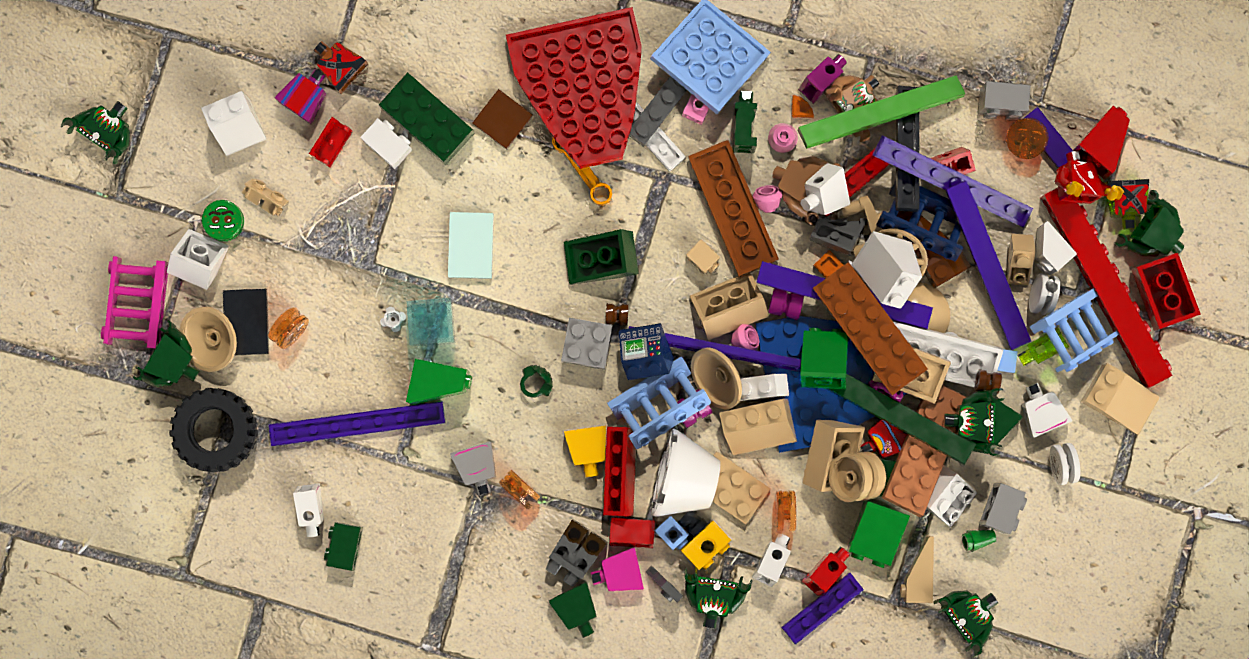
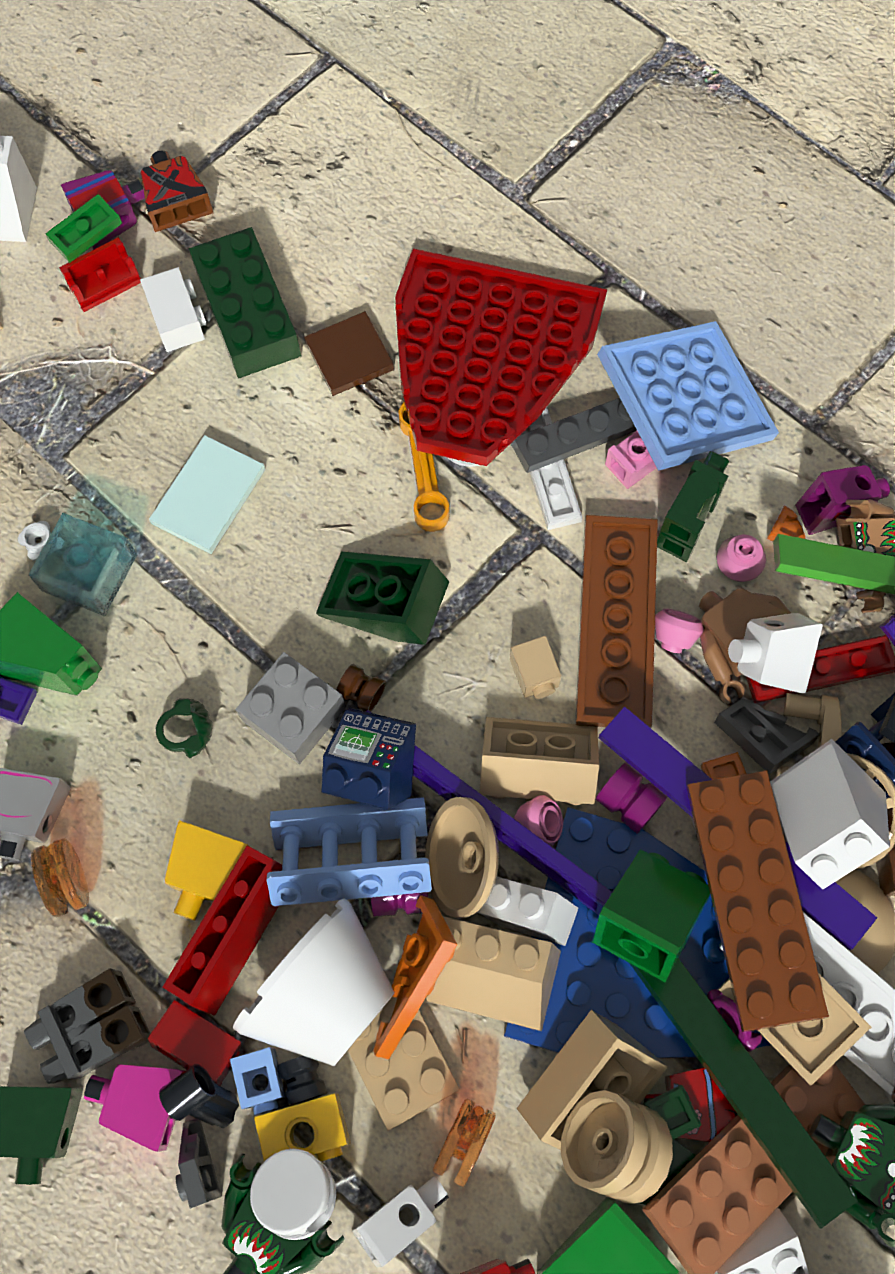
camera: 30 degrees right, 15 degrees down
(310, 122) = (83, 228): none -> green plate
(650, 554) = (198, 1096): none -> black piece
(719, 573) = (293, 1194): none -> white head
(724, 443) = (416, 973): none -> orange wing
(877, 446) = (675, 1110): none -> dark green tile

